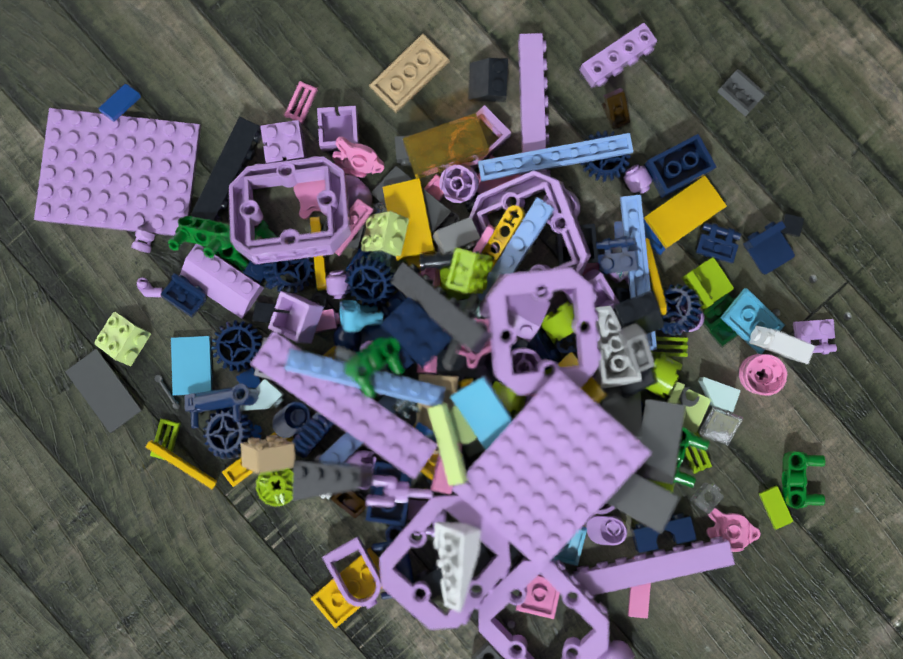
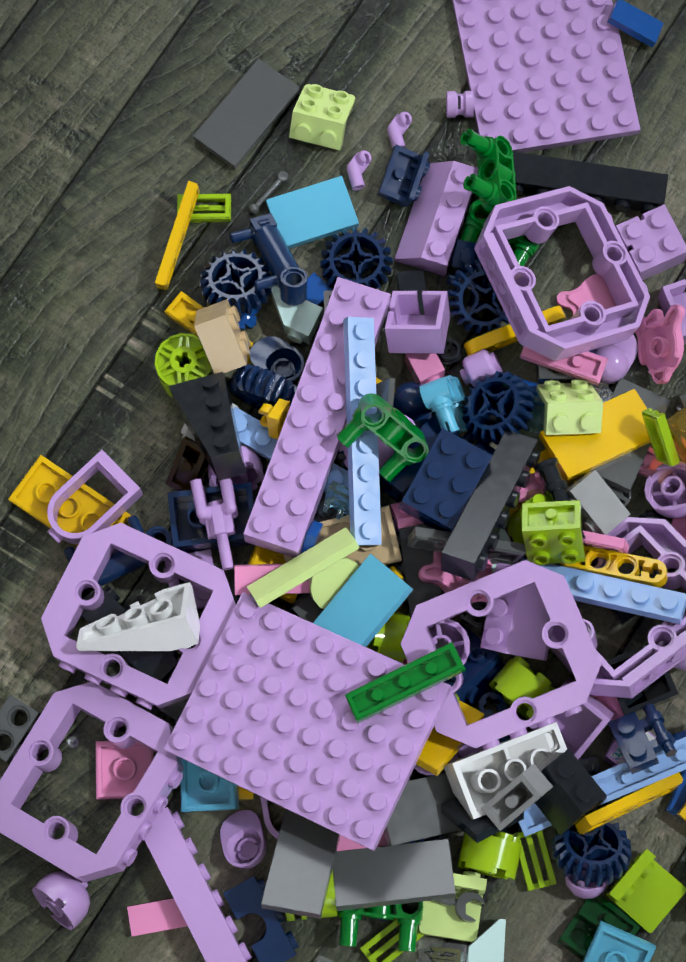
camera: 80 degrees right, 10 degrees down
(167, 325) = (356, 167): none -> lavender arm
(336, 433) = (274, 417): none -> yellow tile
(423, 180) = (660, 437): none -> lime tile
(549, 400) = (405, 682): none -> green tile

